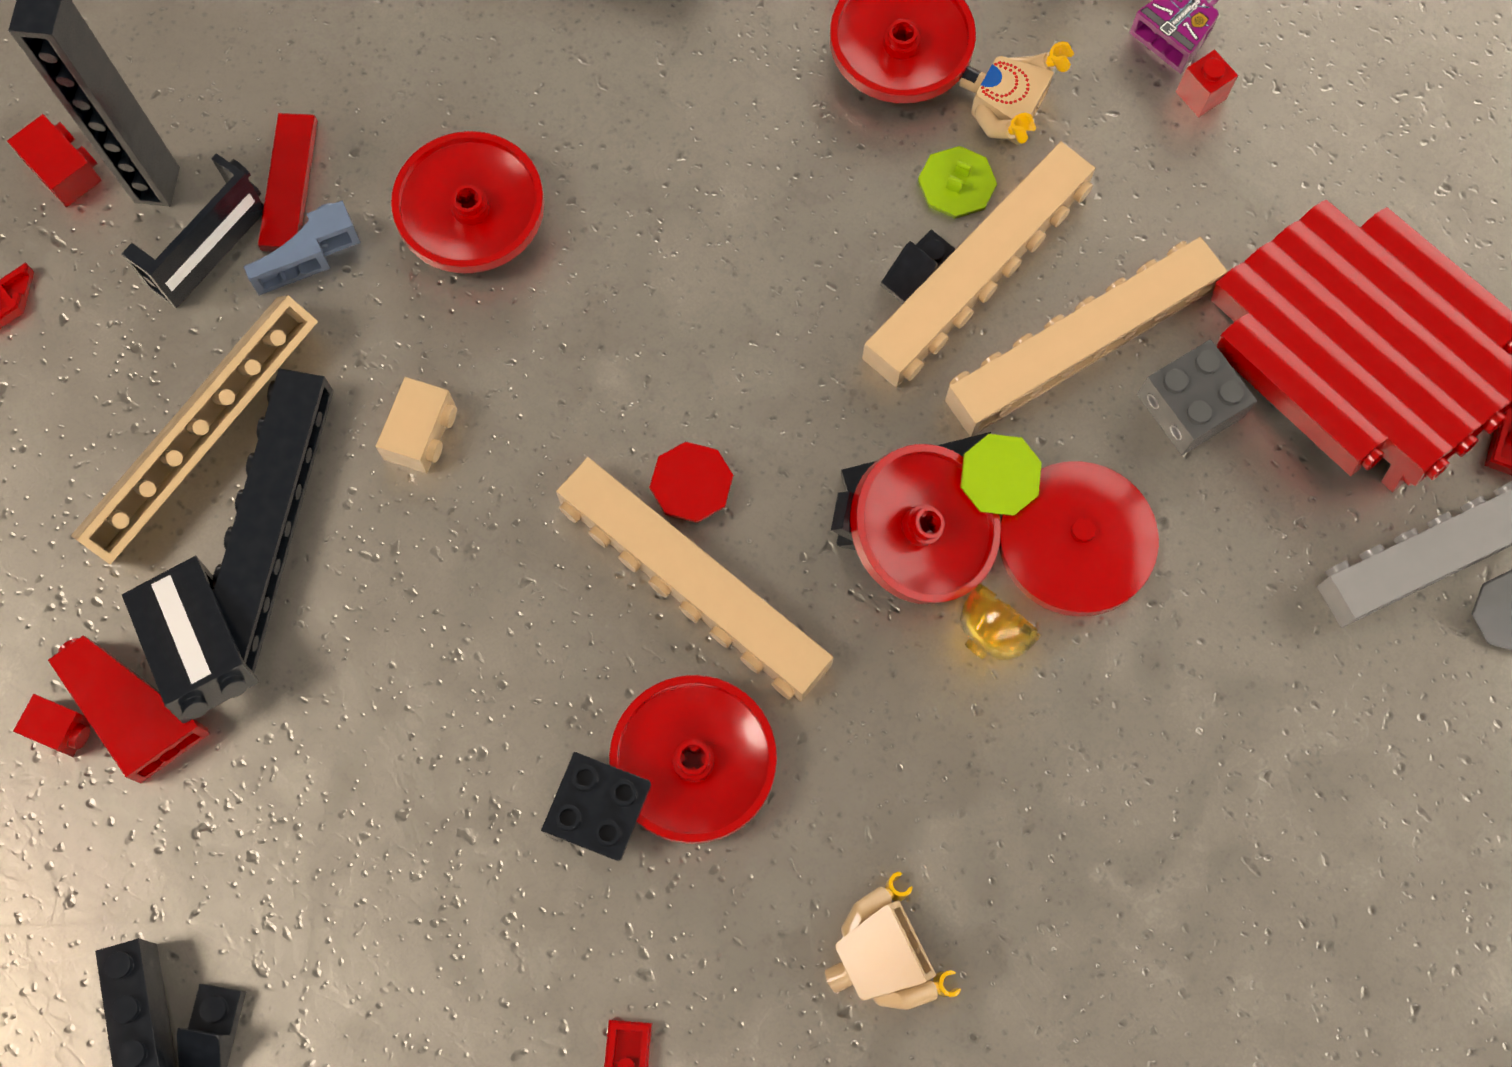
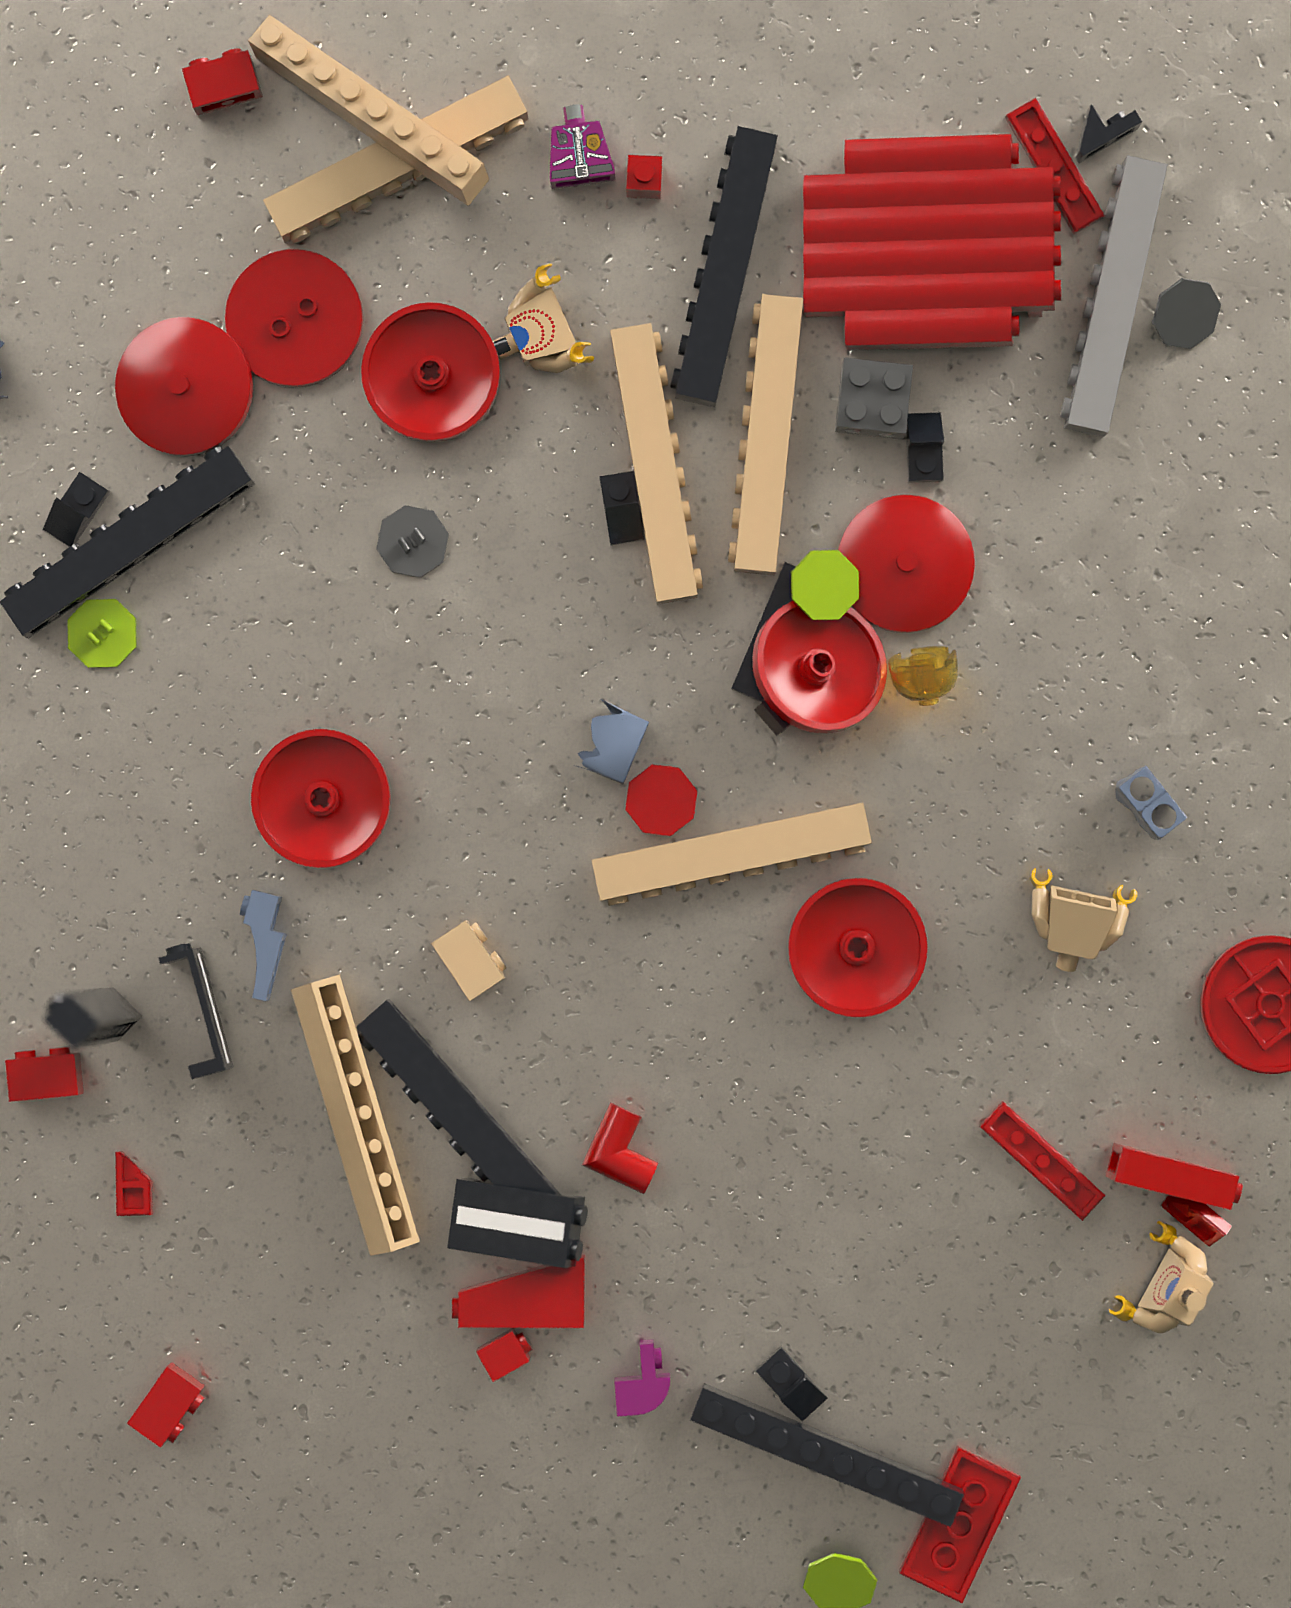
camera: 50 degrees left, 15 degrees up
(102, 886) = (642, 1392): none -> magenta brick
(287, 179) = (192, 916): red tile -> none
(326, 682) = (610, 1151): none -> red brick
(596, 807) = (842, 1034): black bracket -> none
(712, 408) = (616, 743): none -> sand blue piece
(751, 130) = (412, 541): none -> dark grey piece
(957, 182) = (573, 422): lime piece -> none
(1071, 934) = (1159, 797): none -> sand blue piece
(1191, 477) = (925, 447): none -> black slope
(1192, 199) = (725, 267): none -> black brick

